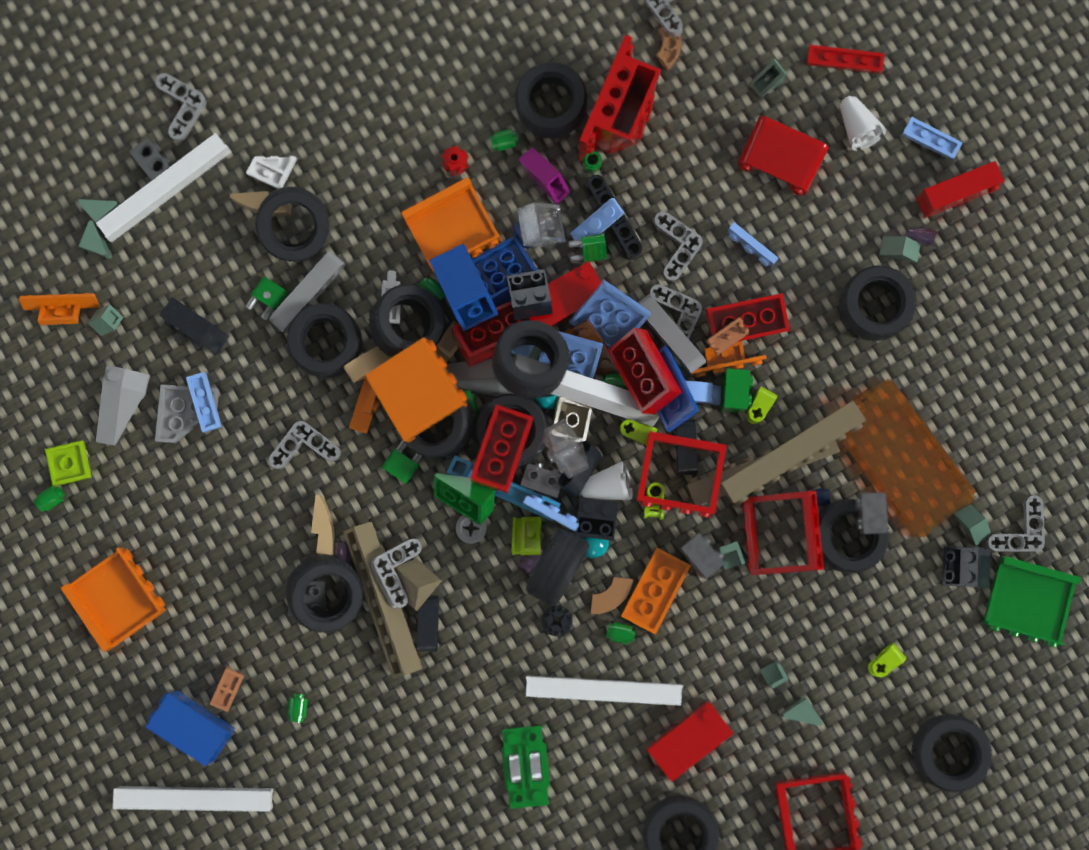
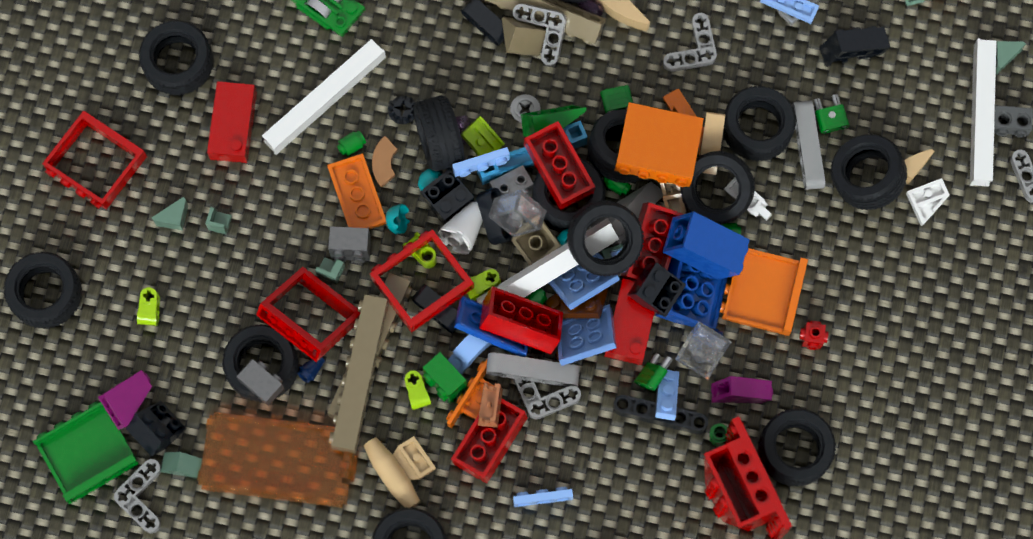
camera: 125 degrees right, 10 degrees down
(94, 241) = (982, 29): sand green slope -> none
(504, 140) = (797, 387): green brick -> none
(648, 540) = (396, 219): none -> teal hair
(682, 240) = (595, 450): light grey beam -> none
(827, 363) = (400, 468): none -> tan plate
(968, 608) = (125, 398): none -> magenta slope

